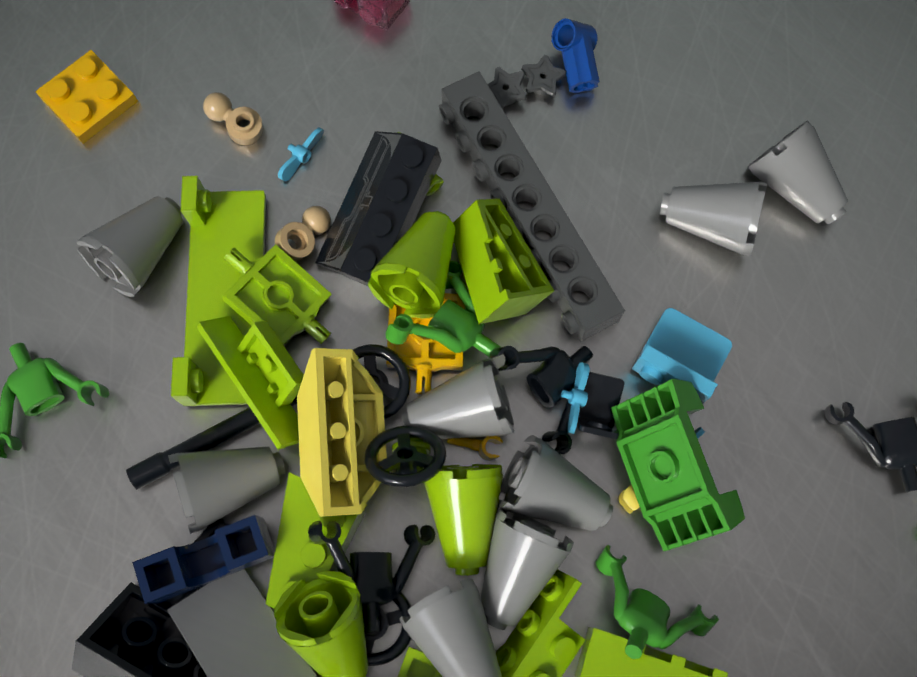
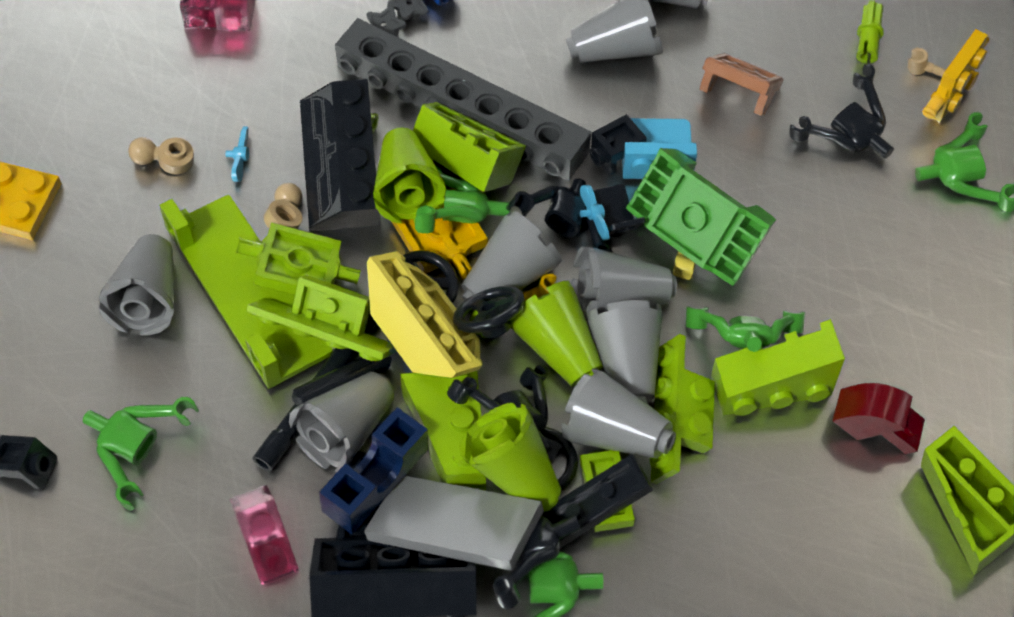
camera: 30 degrees left, 15 degrees down
(86, 552) = (264, 534): none -> clear pink slope
(228, 439) = (338, 377): none -> black axle
(642, 329) = (610, 140): none -> black bracket
(818, 324) = (744, 75): none -> nougat piece

